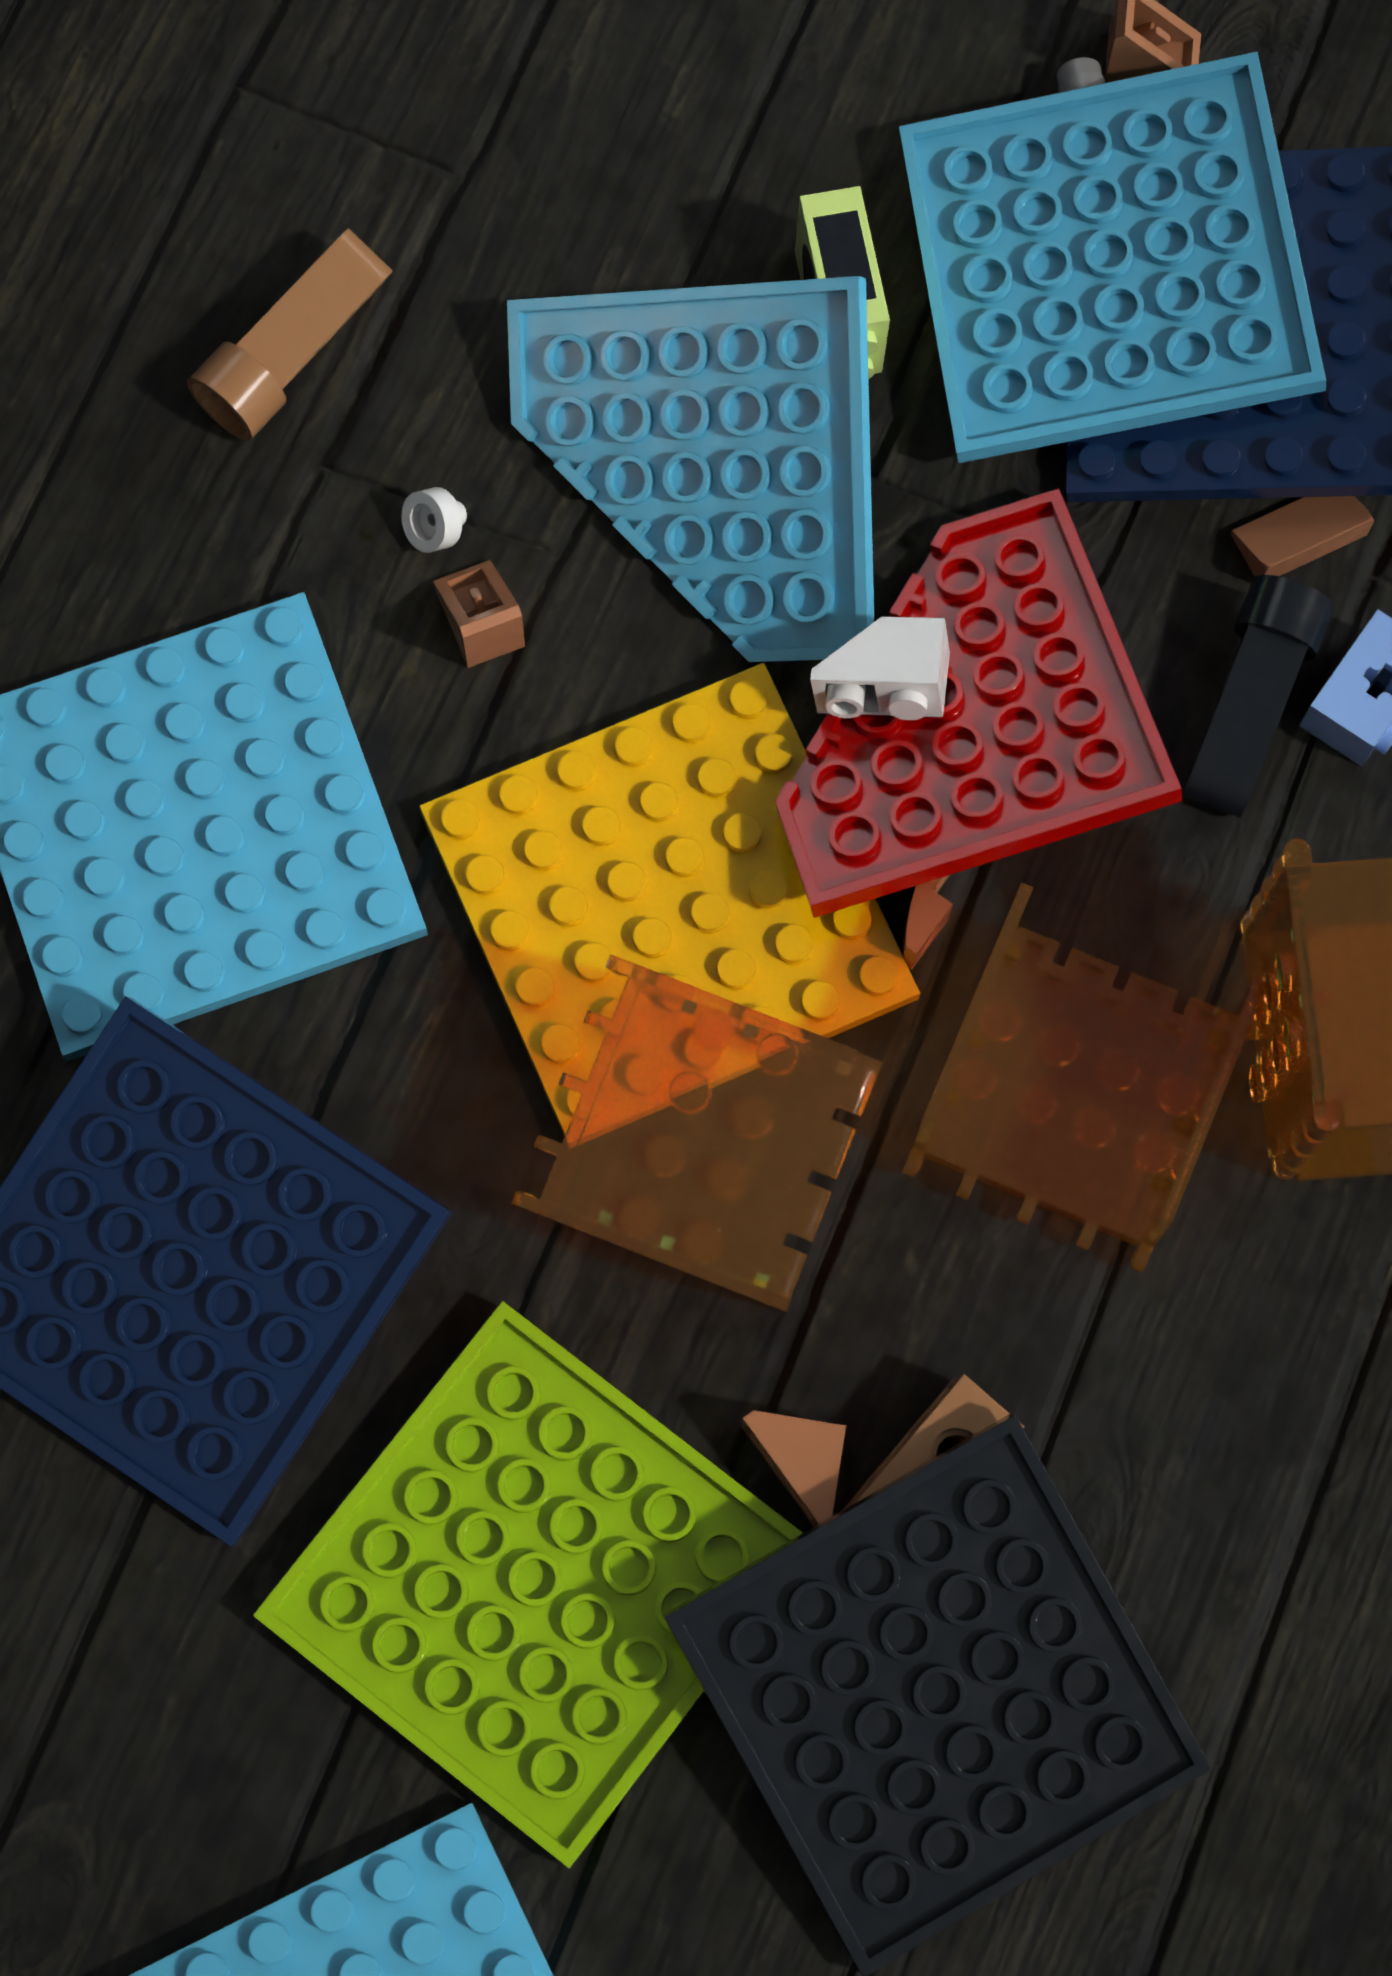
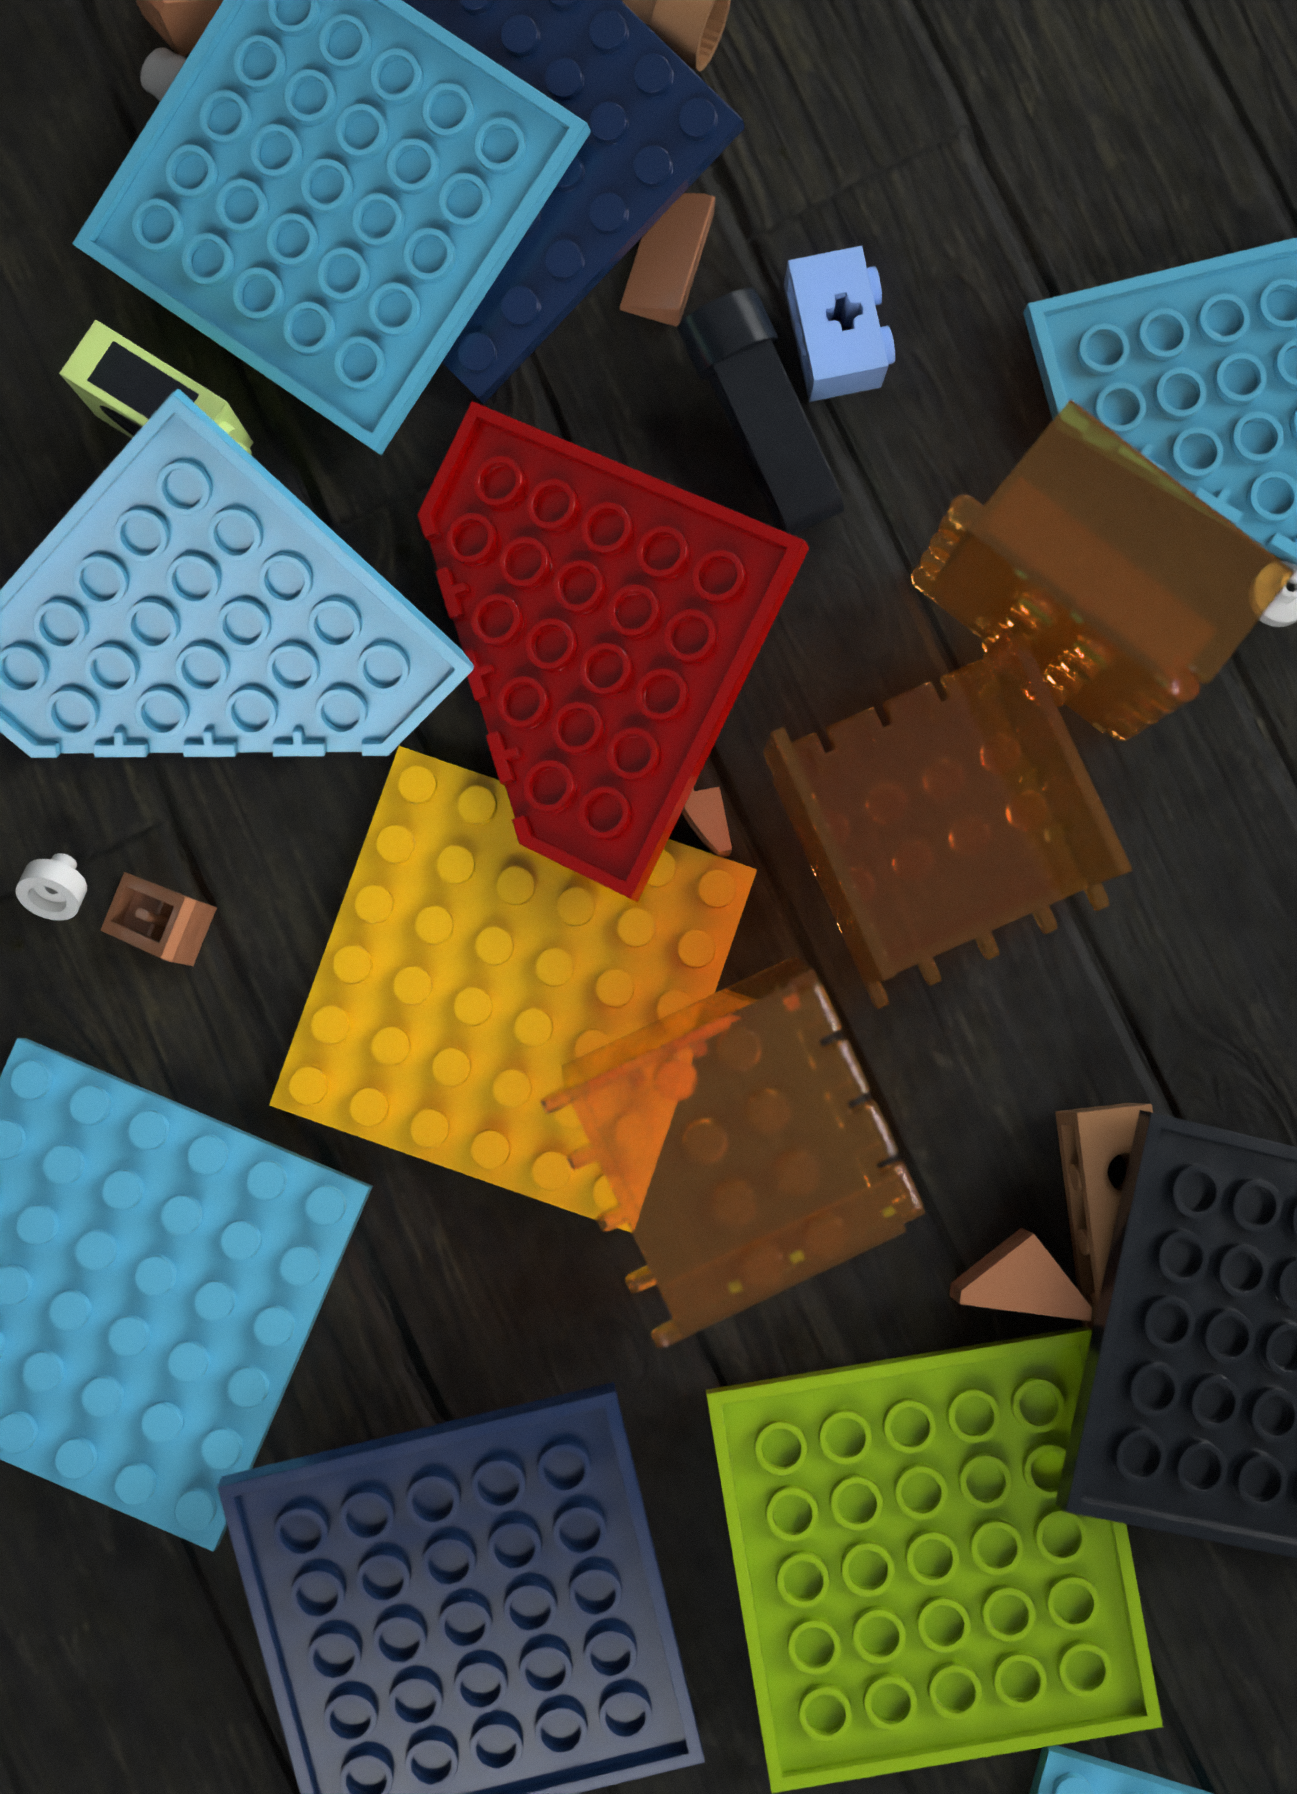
camera: 45 degrees left, 10 degrees up
(886, 670) = (499, 666): white slope -> none

